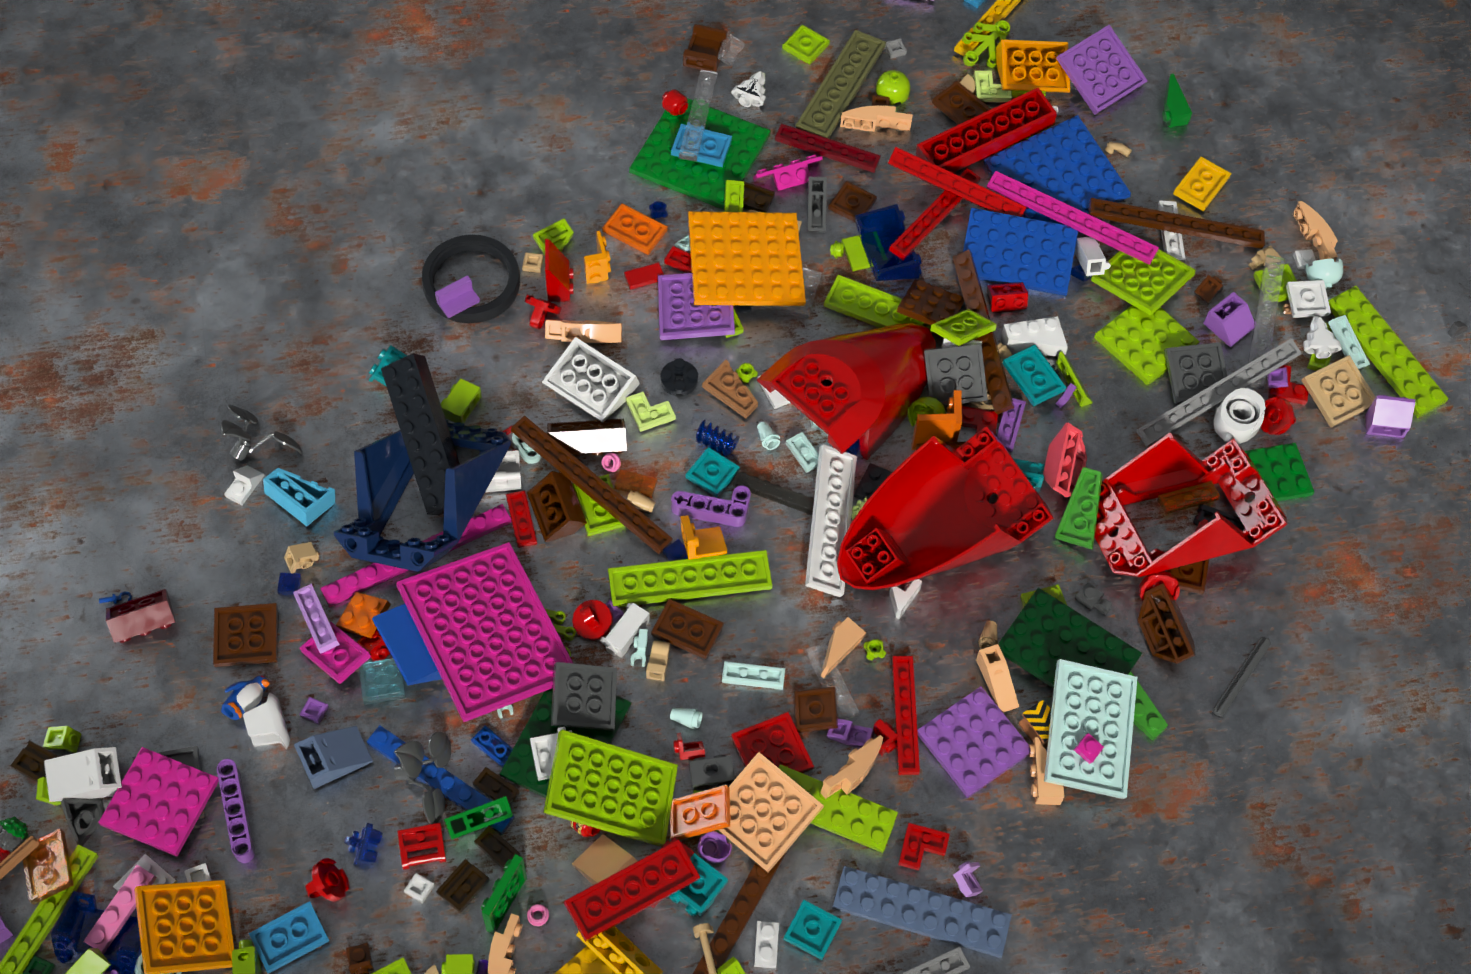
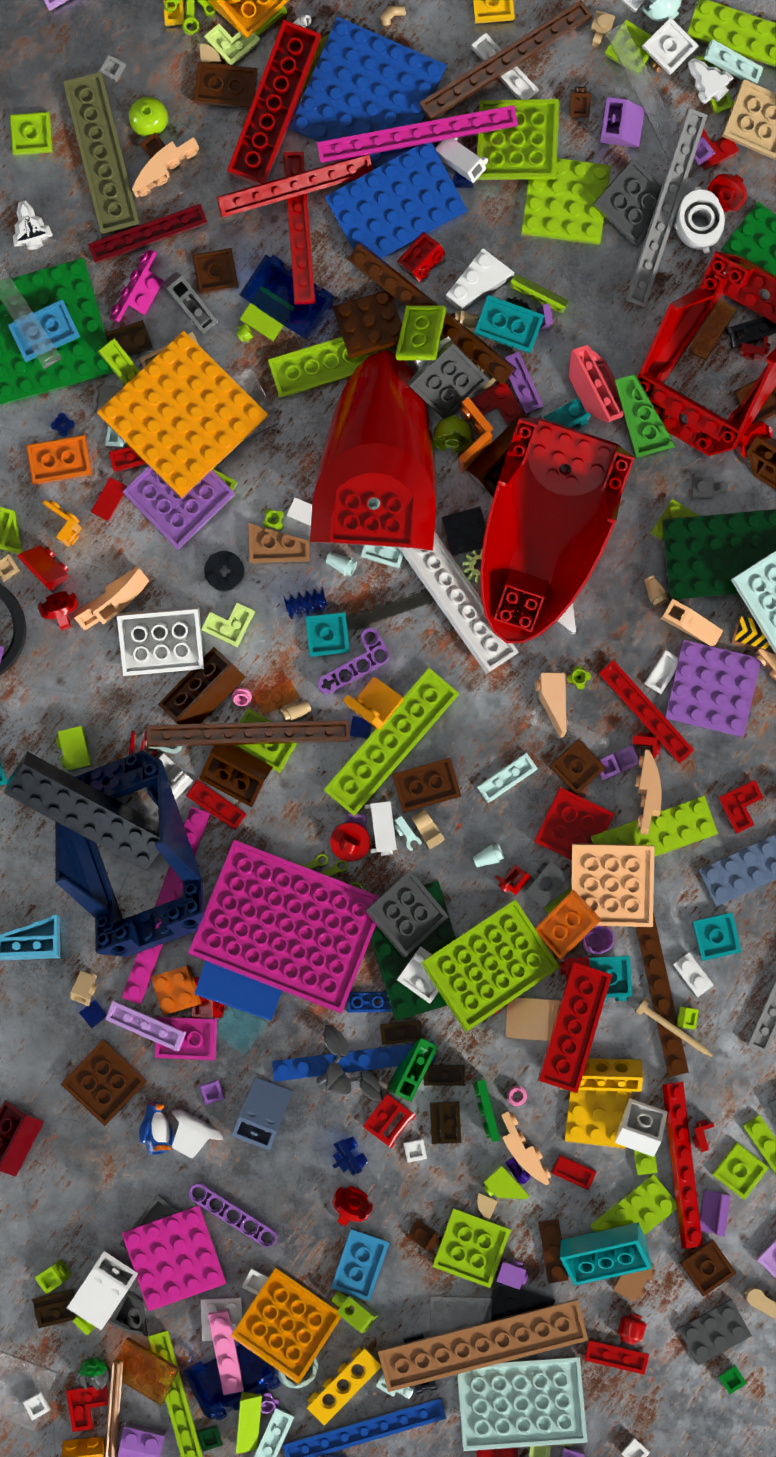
camera: 35 degrees left, 25 degrees up
(942, 699) = (662, 672): none -> white tile

